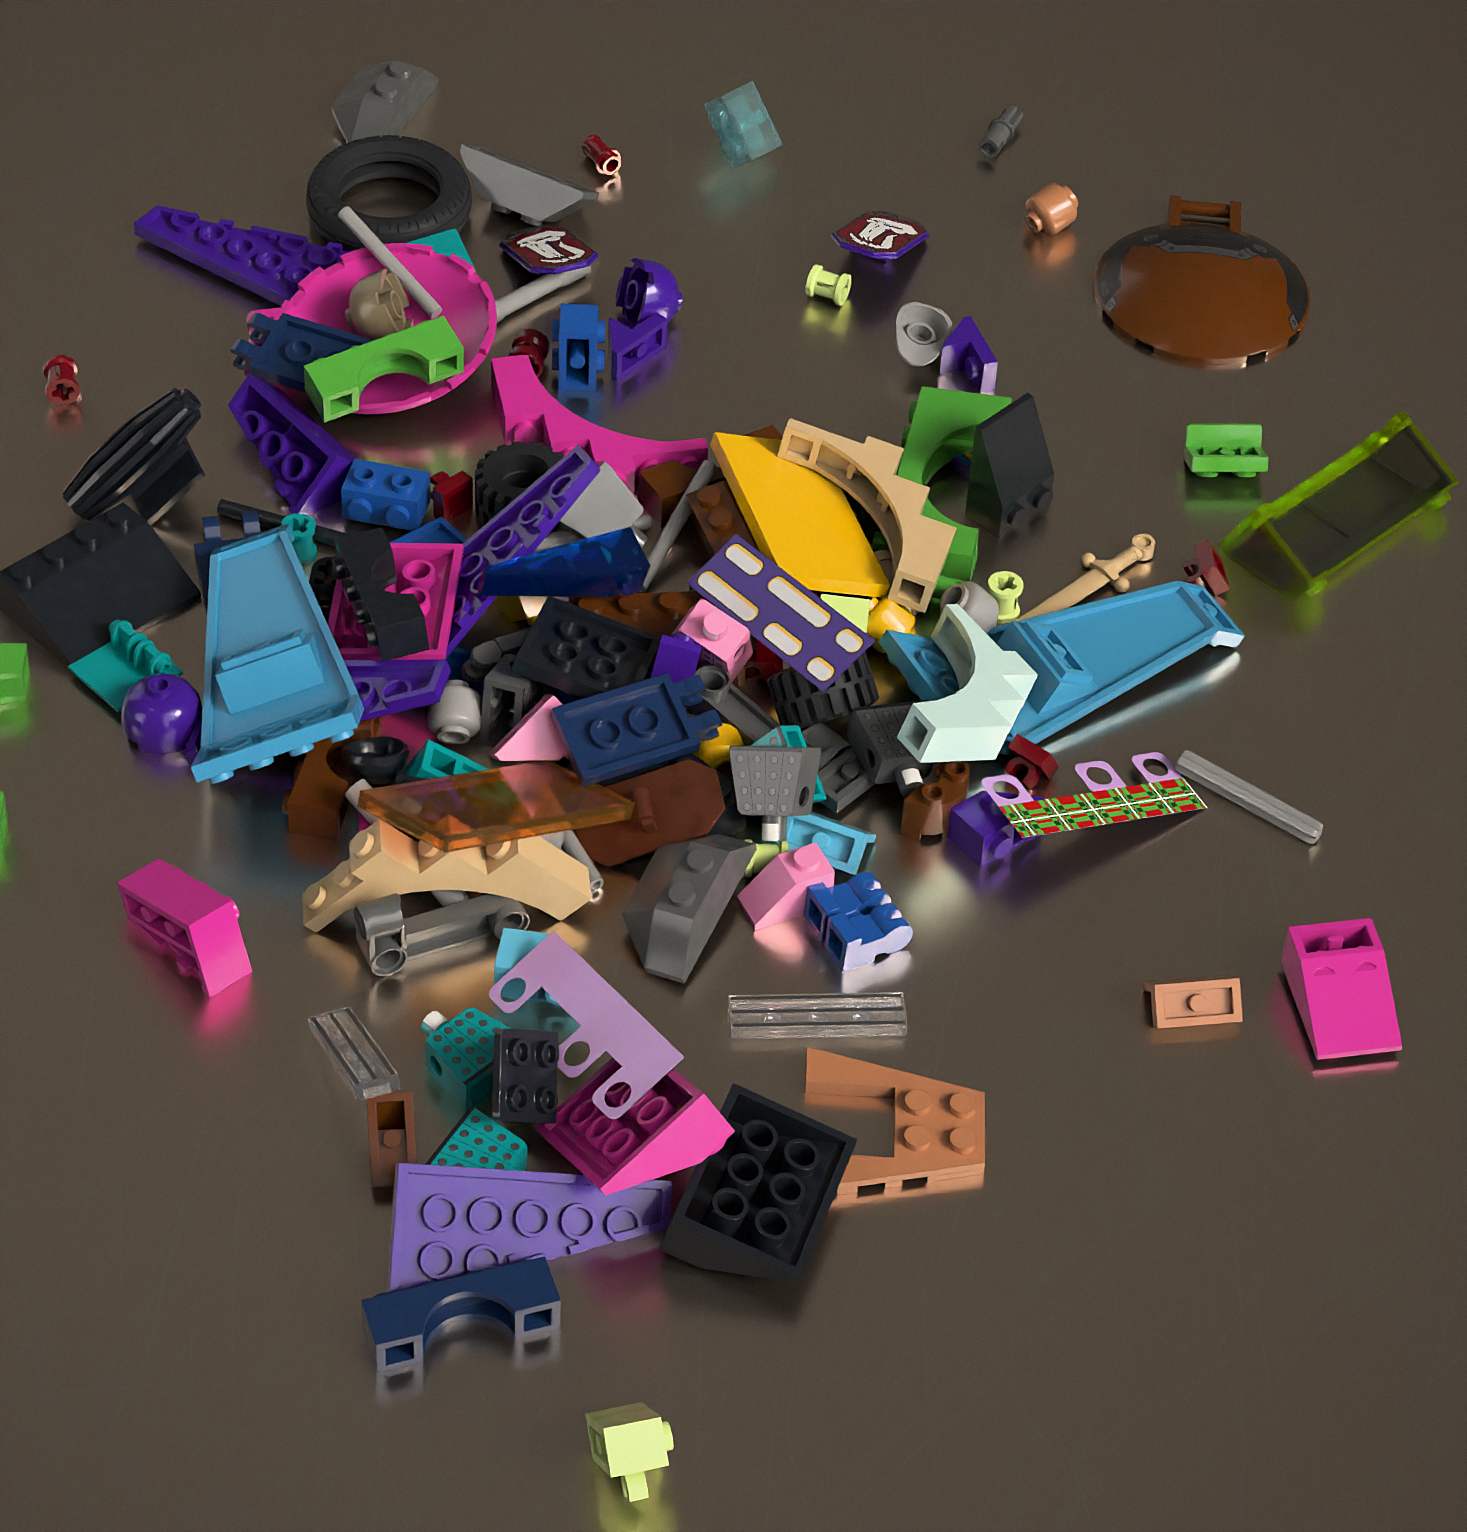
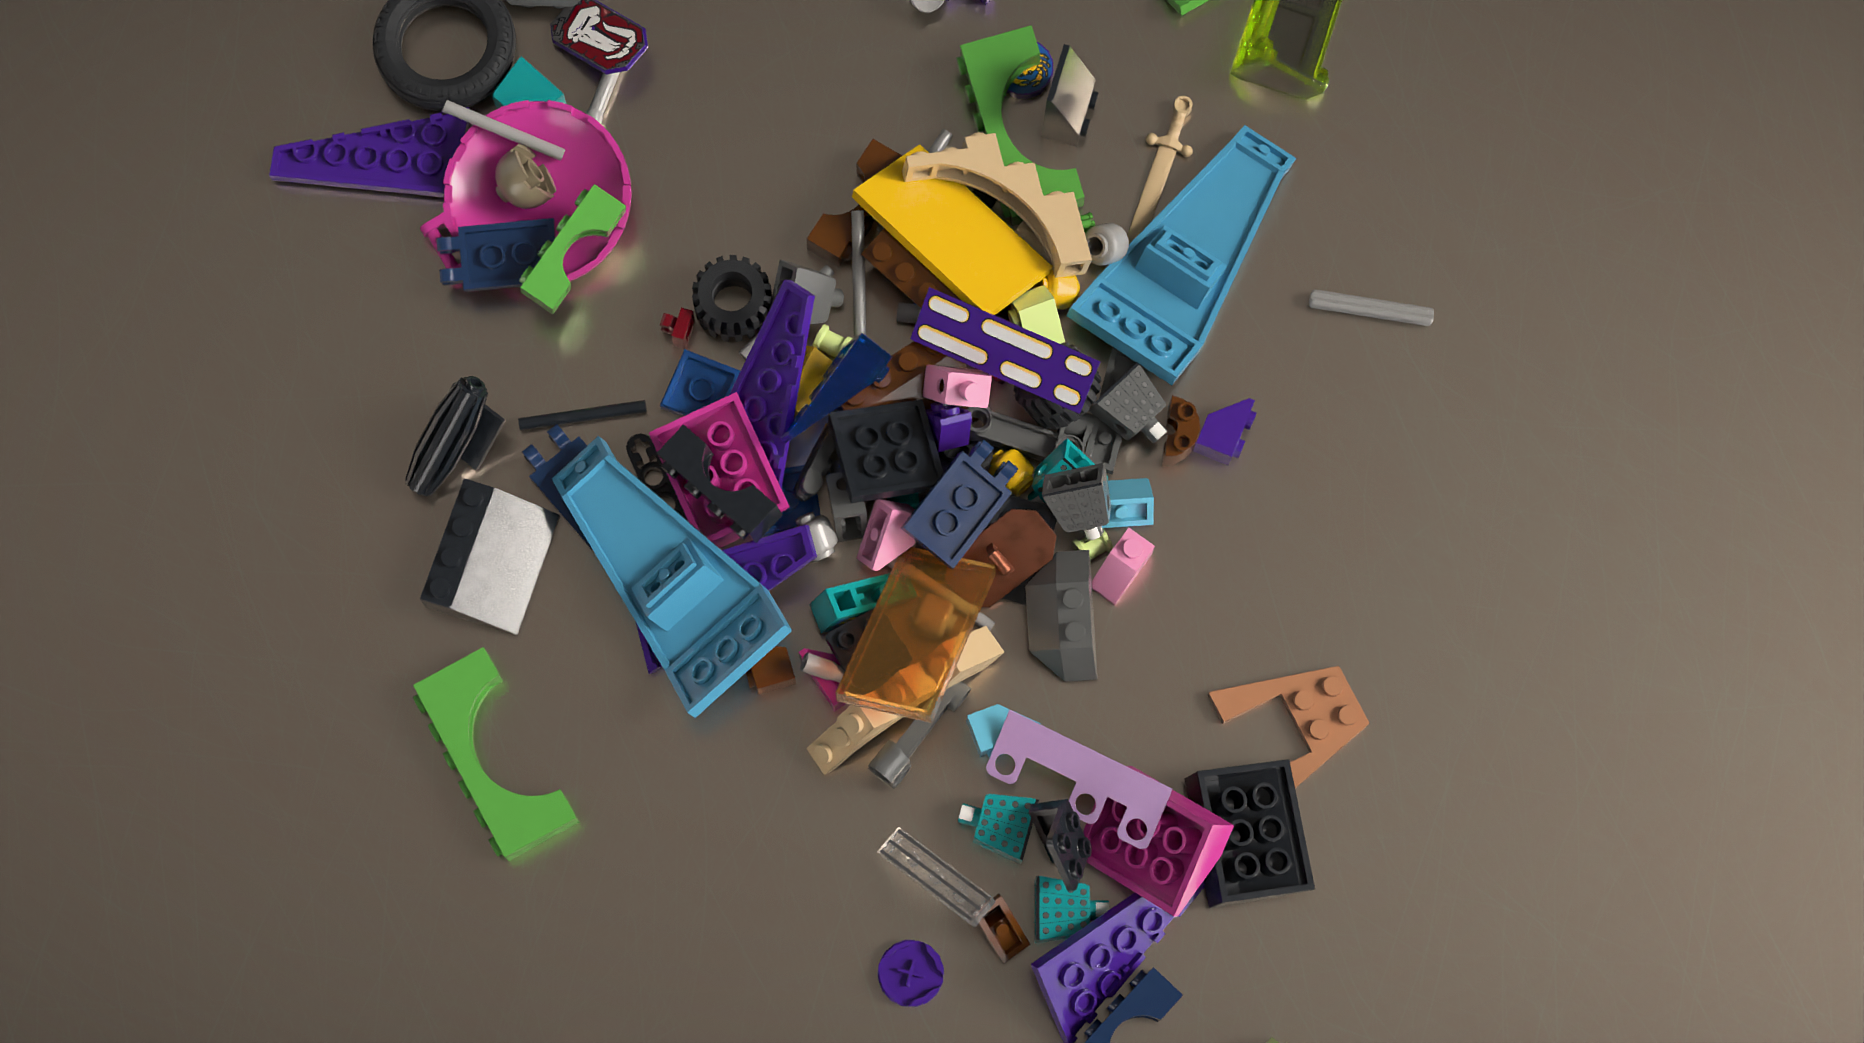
camera: 30 degrees left, 30 degrees up
(55, 383) = (324, 367): dark red bush -> none
(121, 663) = (556, 617): teal hinge -> none
(160, 713) = (610, 647): dark purple cylinder -> none
(189, 920) = (750, 822): dark pink wedge -> none
(257, 1149) = (910, 973): none -> dark purple tile
(292, 445) = (540, 343): dark purple wedge -> none
(303, 530) = (596, 423): teal bush -> none
(375, 759) = (793, 603): black piece -> none
(385, 494) = (638, 357): blue brick -> none
(533, 415) = (774, 228): dark pink arch -> none
(534, 344) = (648, 153): dark red wheel -> none
(577, 354) = (687, 134): blue brick -> none
(634, 346) = (715, 105): dark purple slope -> none
(647, 290) = (702, 48): dark purple cylinder -> none
(817, 1015) = (1197, 658): clear tile -> none
(856, 920) = (1187, 579): blue legs -> none
(983, 711) = (1174, 340): light aqua arch -> none
(1005, 589) = (1122, 204): yellowish green bush -> none
(1030, 757) = (1217, 356): dark red tile -> none
(1103, 805) = (1292, 373): piece -> none
(1195, 1001) = (1426, 509): panel -> none
(1207, 568) = (1242, 105): dark red tile -> none
(1342, 988) = (1519, 455): dark pink slope -> none

